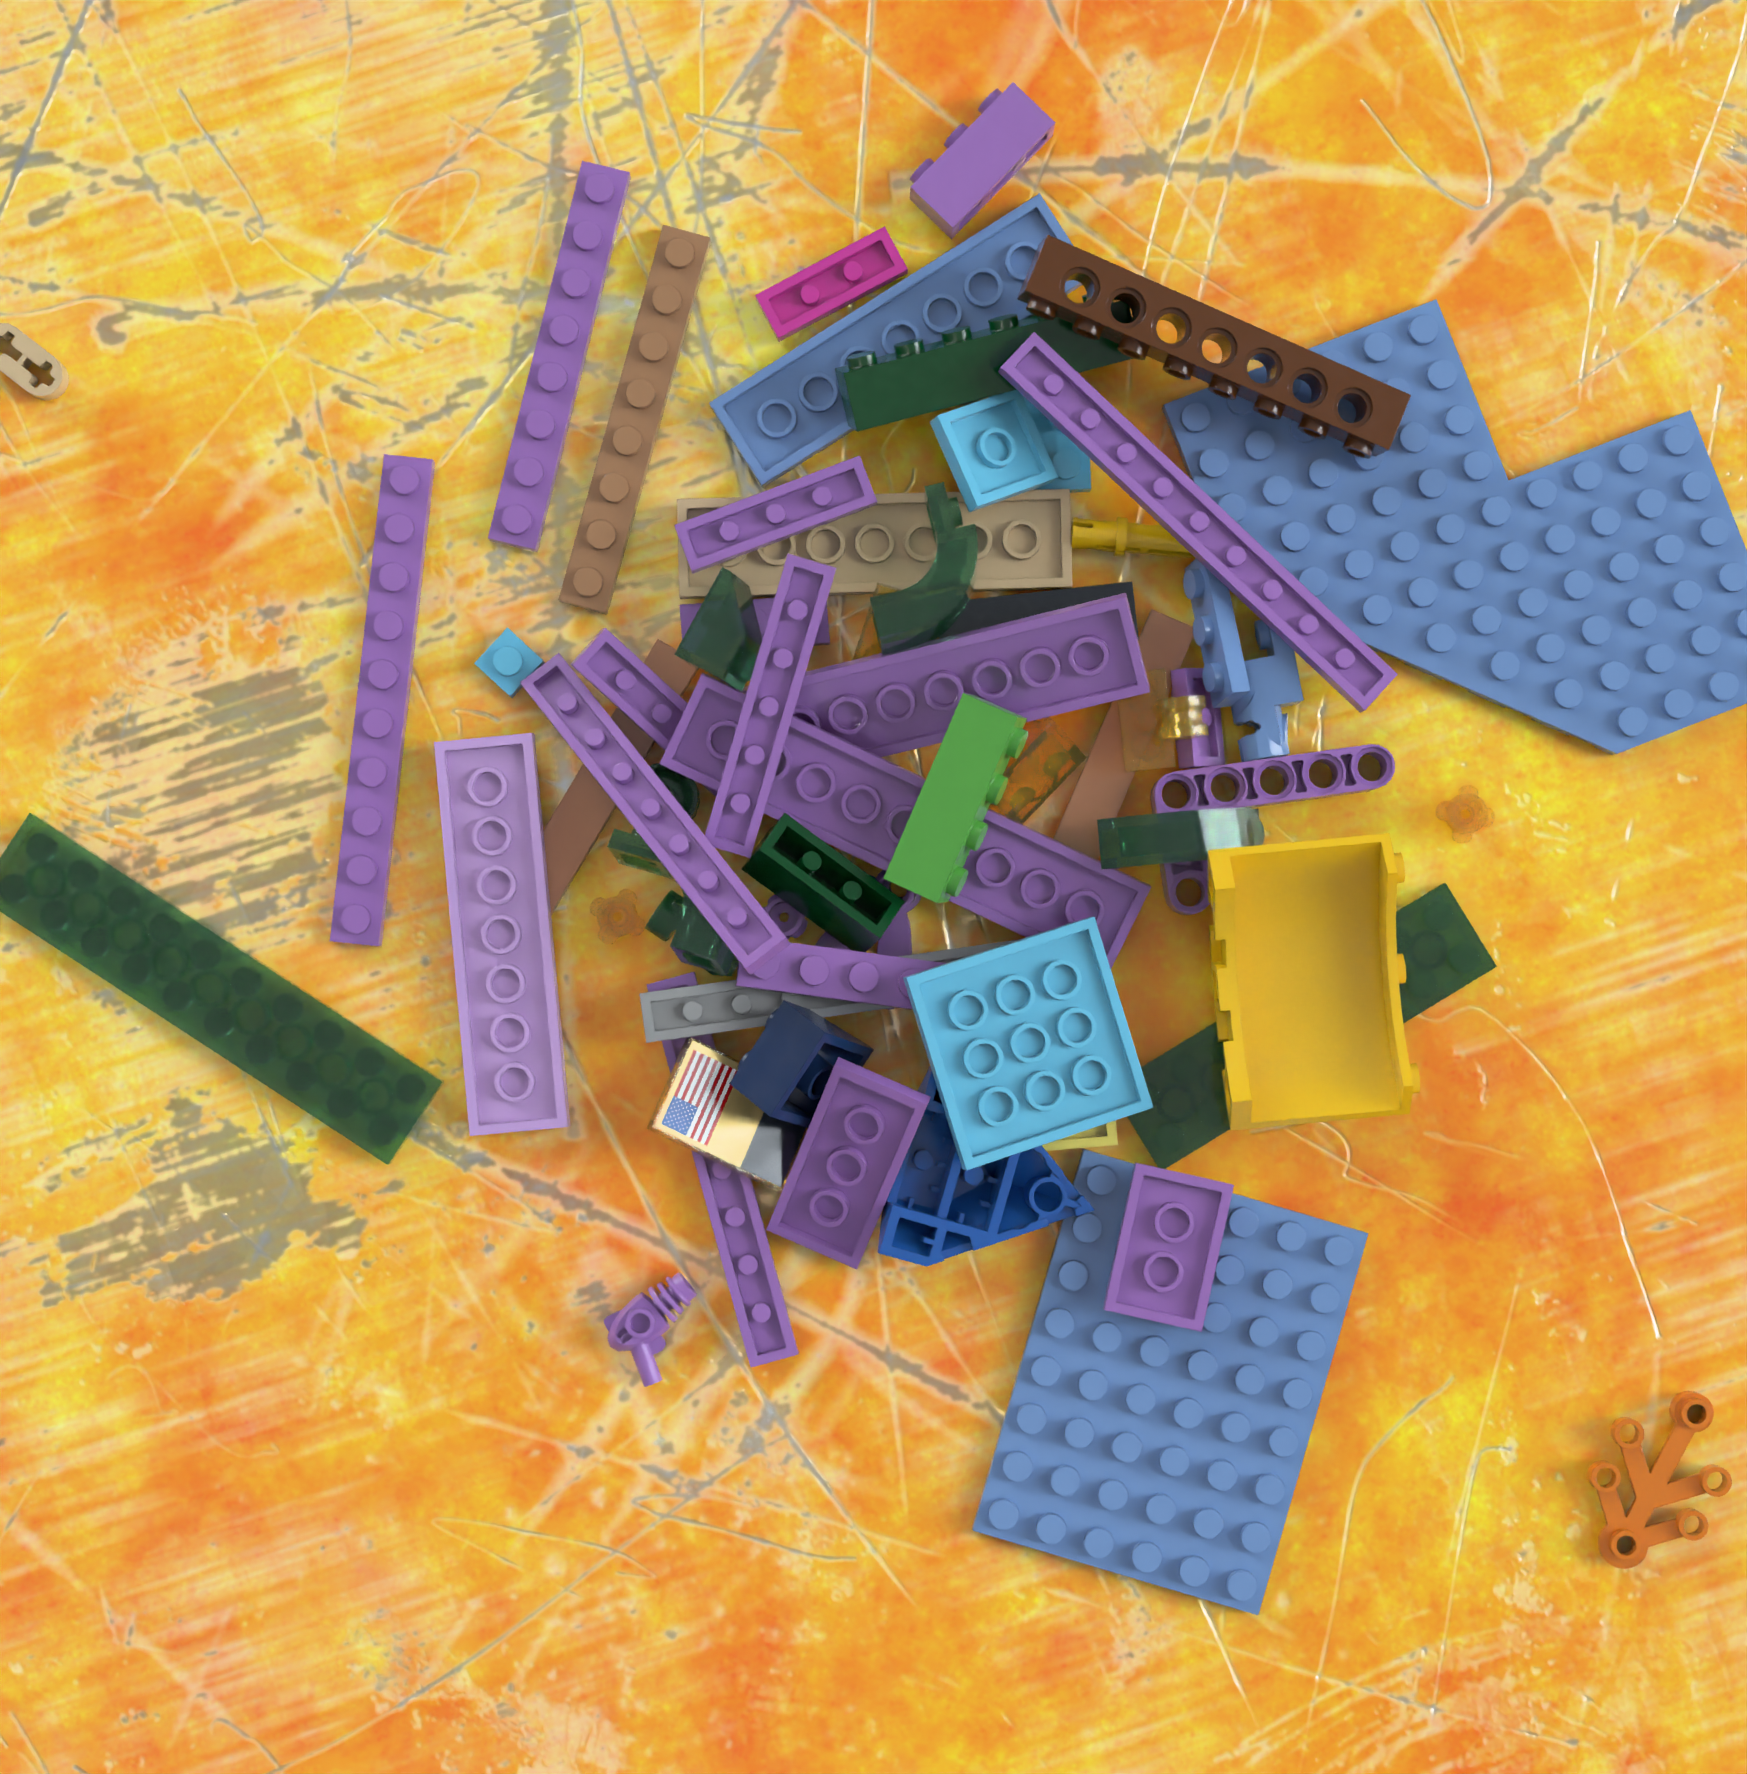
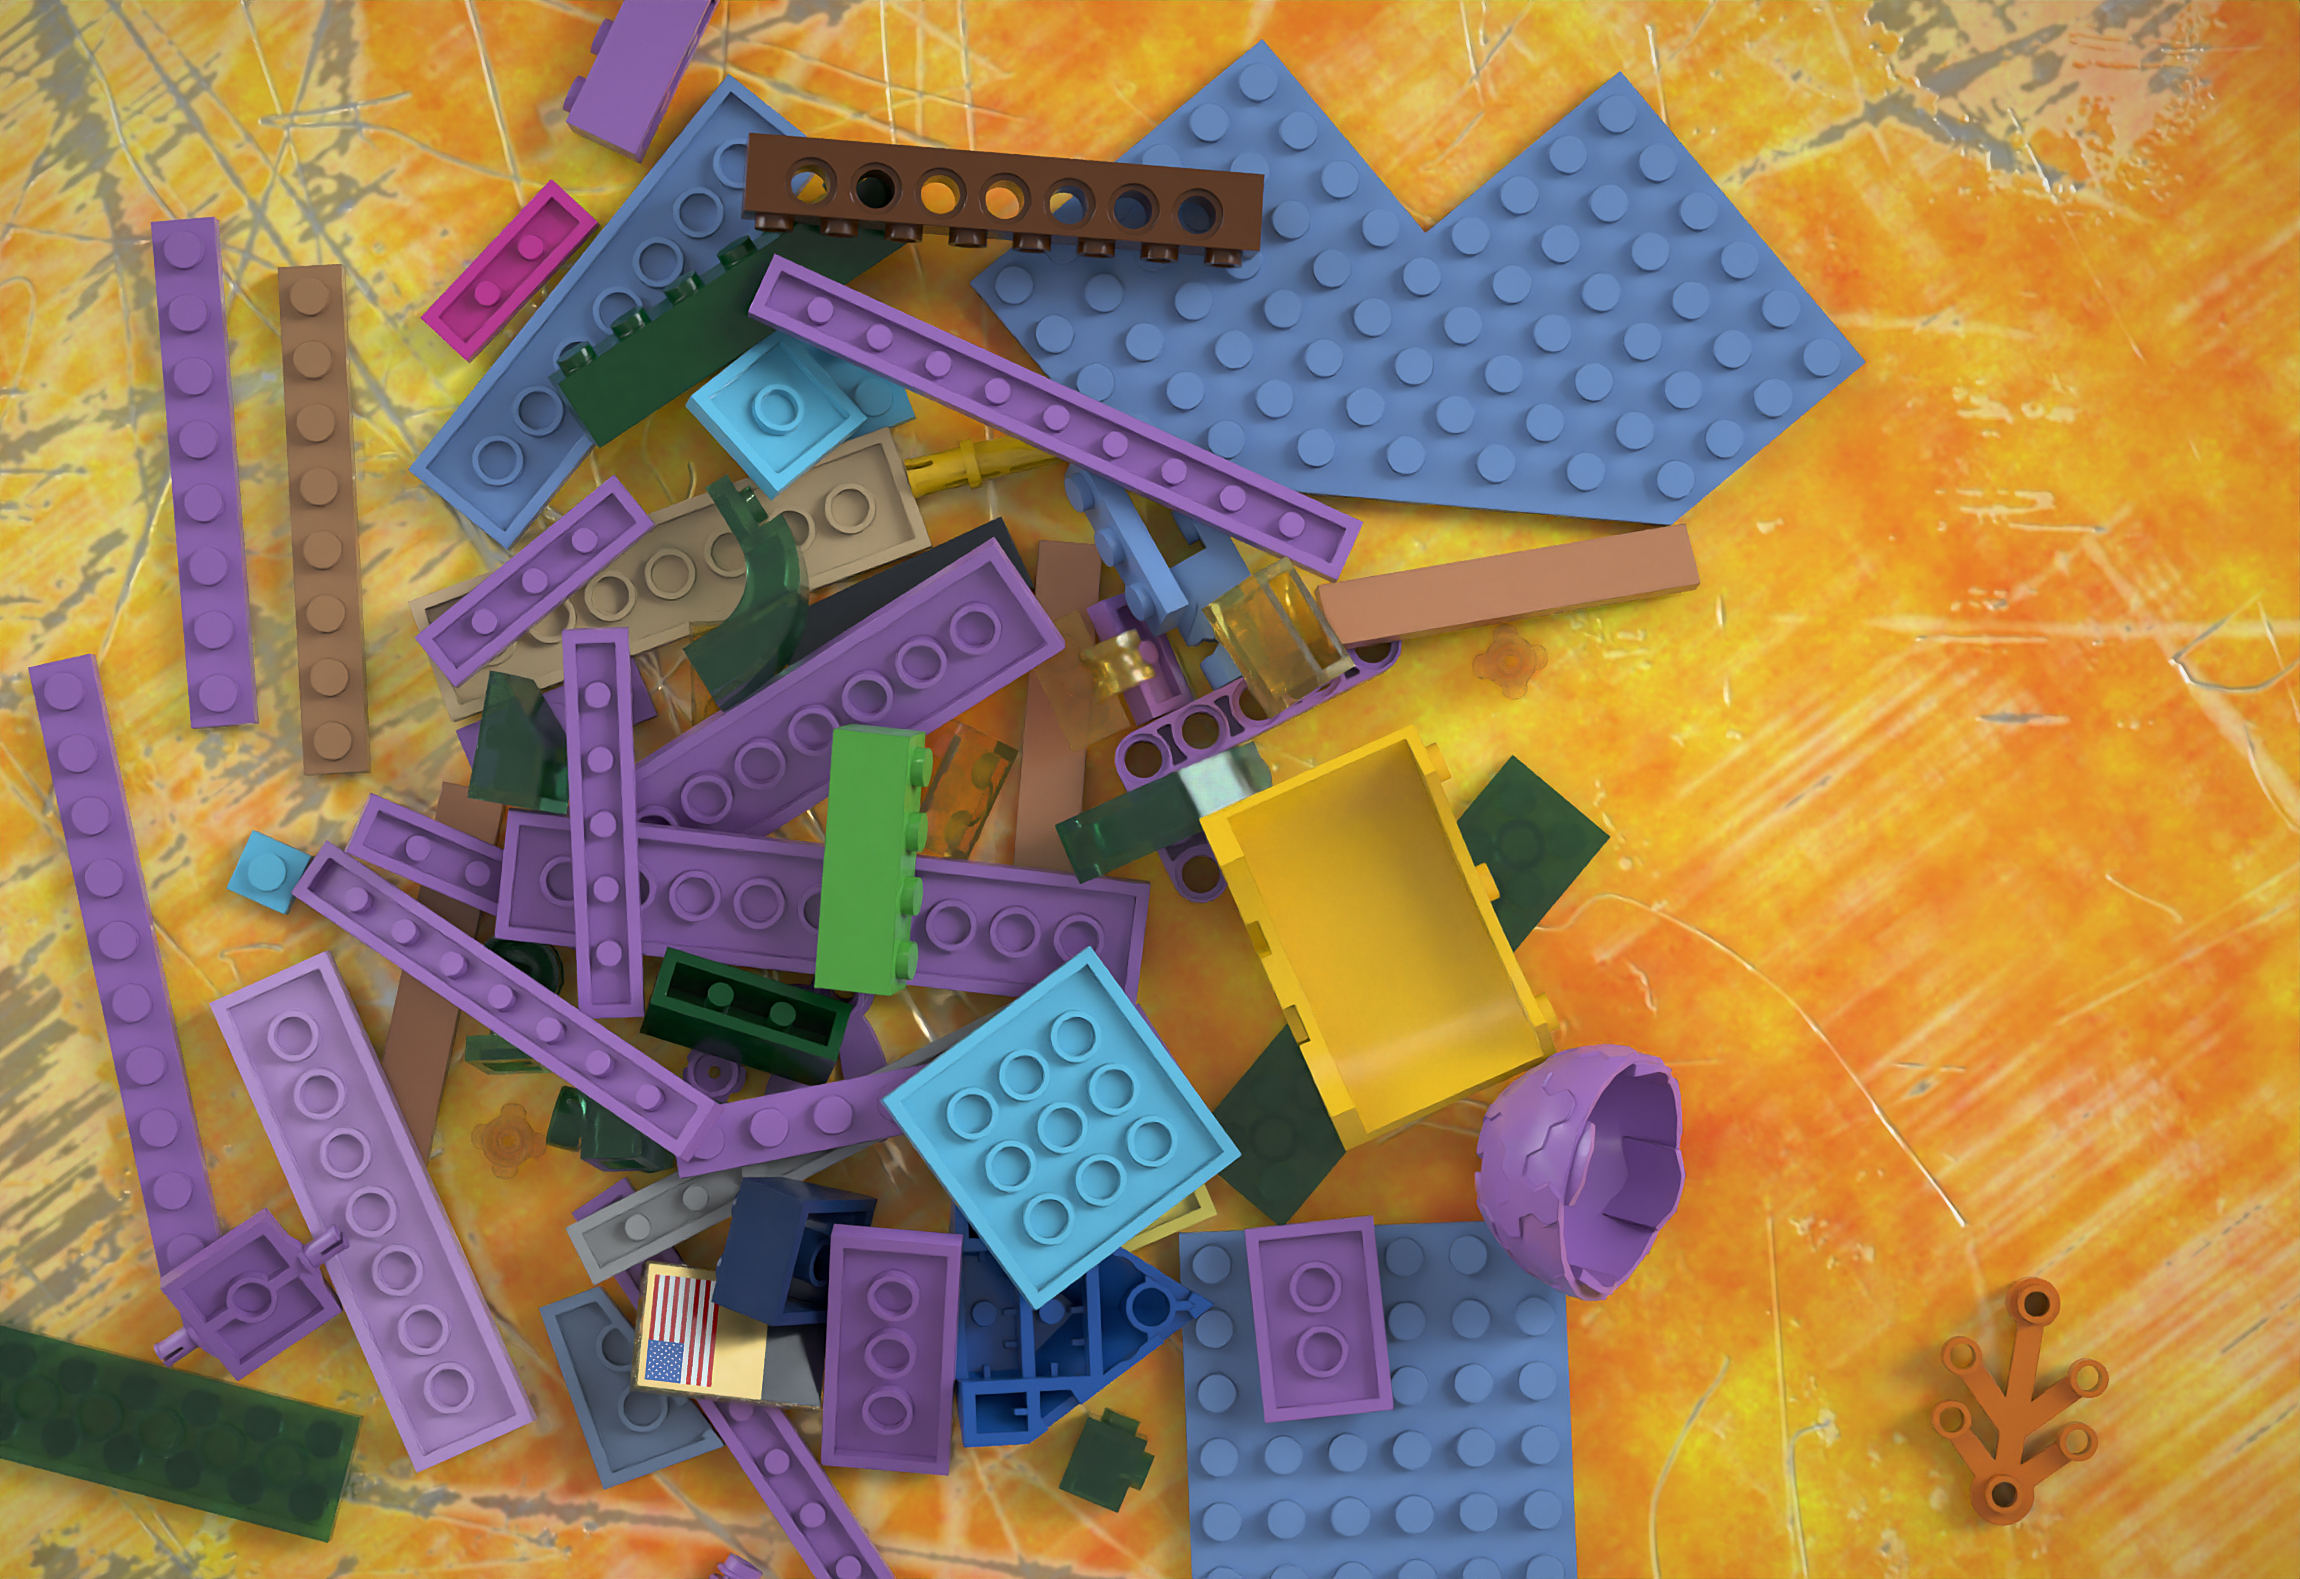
camera: 15 degrees left, 0 degrees up
(393, 965) = (251, 1294): none -> medium lavender plate
(631, 1155) = (623, 1428): none -> sand blue wing
(977, 1297) = (1107, 1459): none -> clear green brick
(1308, 737) = (1278, 637): none -> clear yellow brick
(1401, 1199) = (1582, 1166): none -> medium lavender piece
(1483, 758) = (1509, 586): none -> nougat tile

